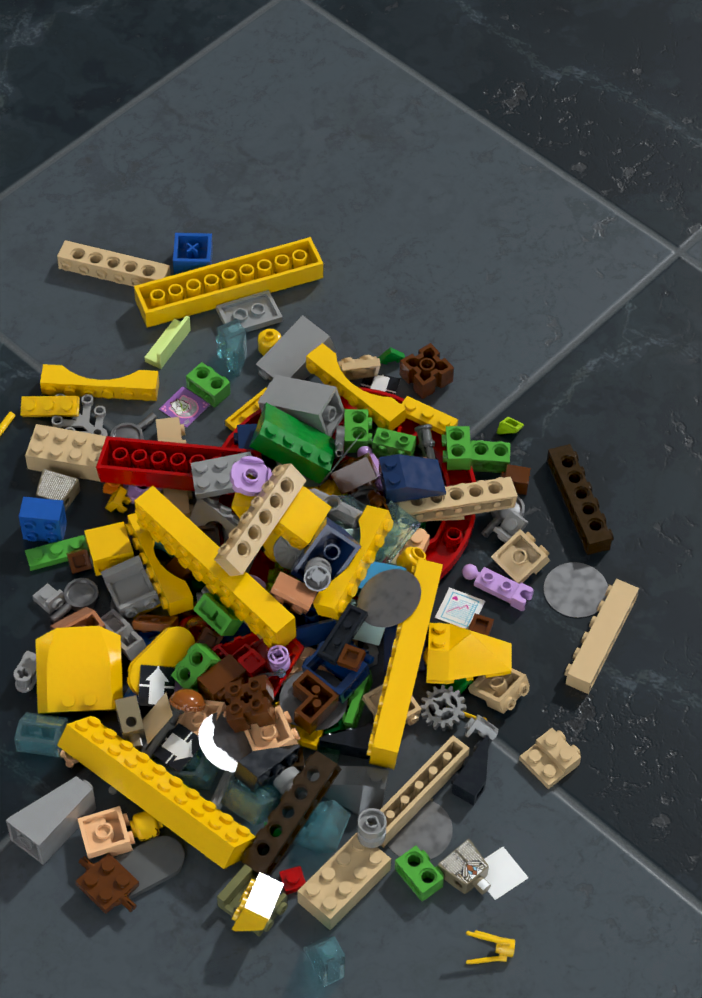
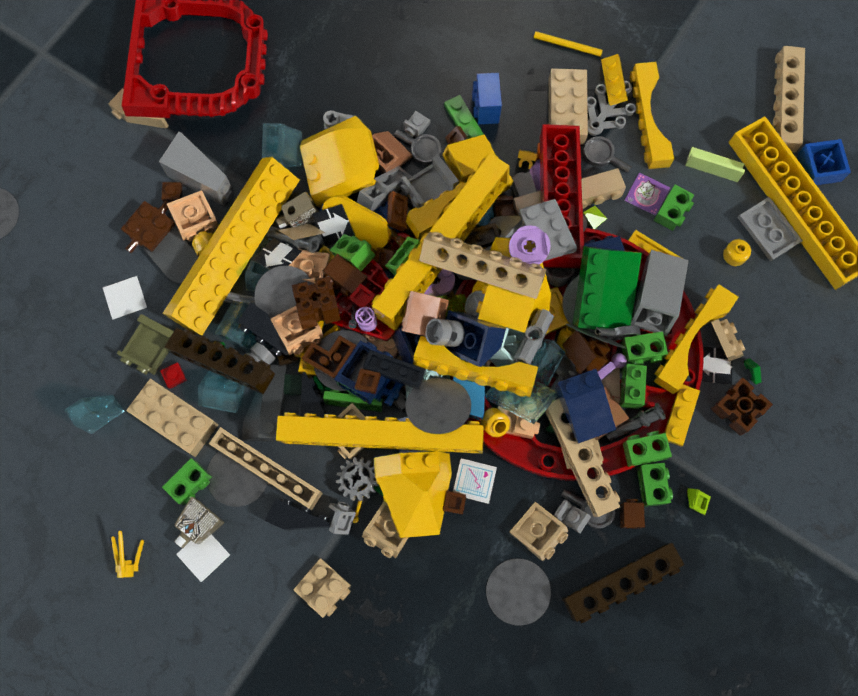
camera: 80 degrees right, 20 degrees up
(58, 487) = (523, 104): dark tan torso -> none
(65, 860) = (171, 191): none -> reddish brown plate
(185, 926) = (124, 297): none -> white sticker
(187, 700) = (314, 251): dark orange hat -> none
(232, 345) = (720, 219): clear light blue slope -> none
(256, 903) = (130, 347): slope -> none
(290, 351) = (737, 276): light grey slope -> none
(371, 828) = (204, 430): light grey wheel -> none
(377, 500) = (552, 378): reddish brown pin -> none
(499, 586) = (504, 512): lavender plate -> none
(602, 636) = (466, 624): tan brick -> none

